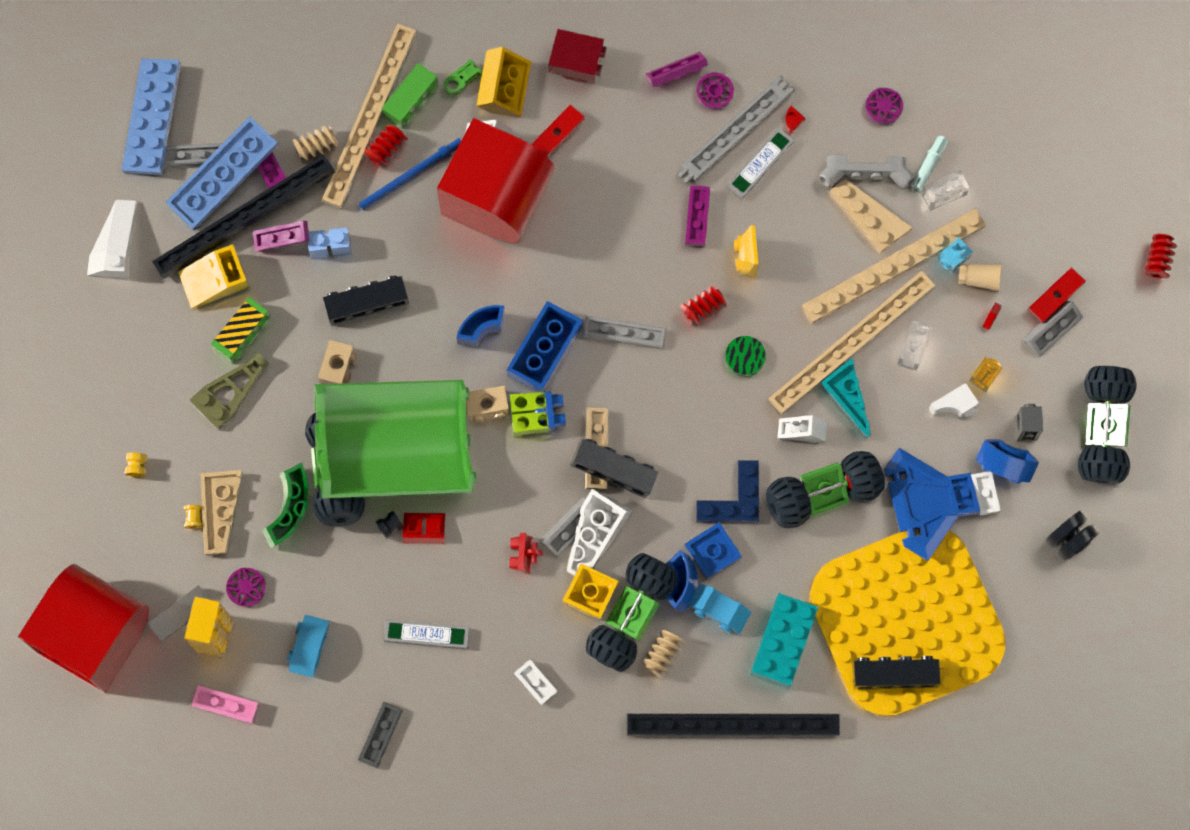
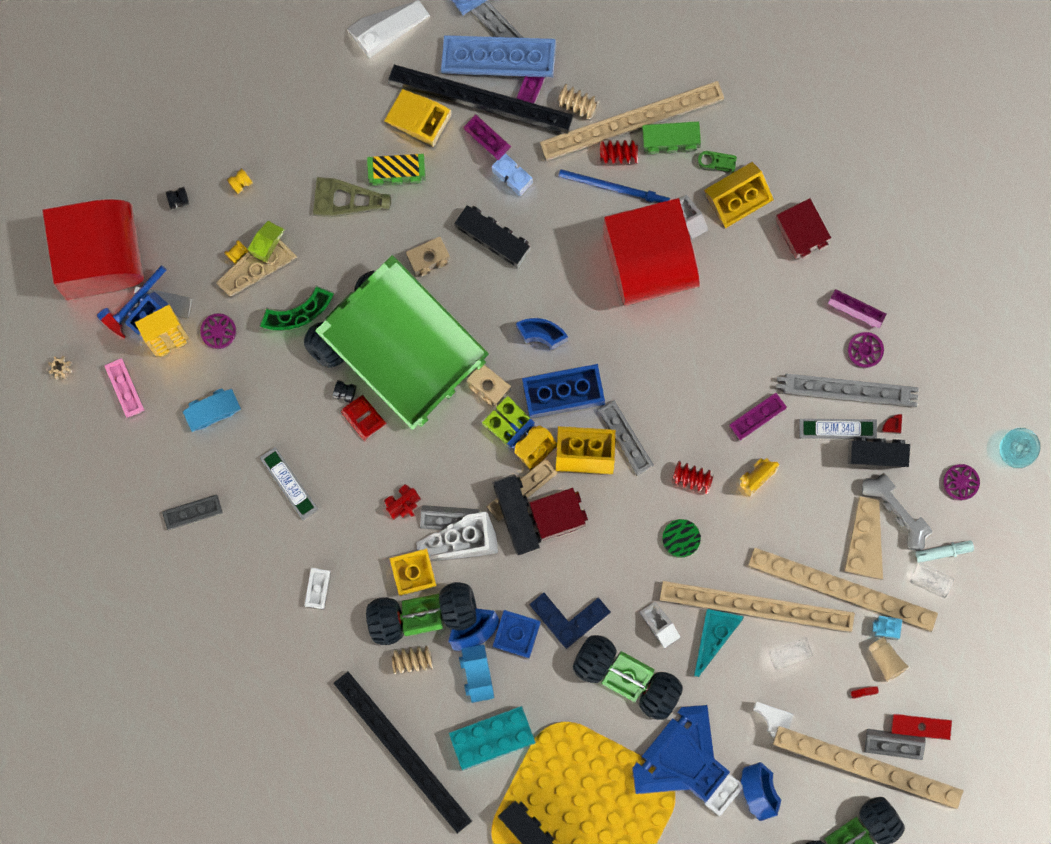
camera: 55 degrees right, 5 degrees up
(103, 527) = (177, 198): none -> black wheel
(156, 739) = (65, 369): none -> tan gear
(161, 667) = (114, 322): none -> blue piece
(176, 623) = (148, 304): none -> blue brick
(207, 483) = (265, 241): none -> lime slope
(565, 124) = (721, 264): red tile -> none
(571, 406) = (535, 446): none -> yellow slope
(608, 370) = (585, 450): none -> yellow slope
(643, 434) = (558, 514): none -> dark red brick
(808, 145) = (879, 452): none -> black piece
(888, 47) = (1029, 442): none -> clear light blue piece
(986, 373) = (816, 723): clear yellow brick -> none
(1029, 423) = (802, 784): dark grey brick -> none
(1055, 362) = (867, 767): none -> tan plate
(1159, 256) = (1016, 779): red piece -> none

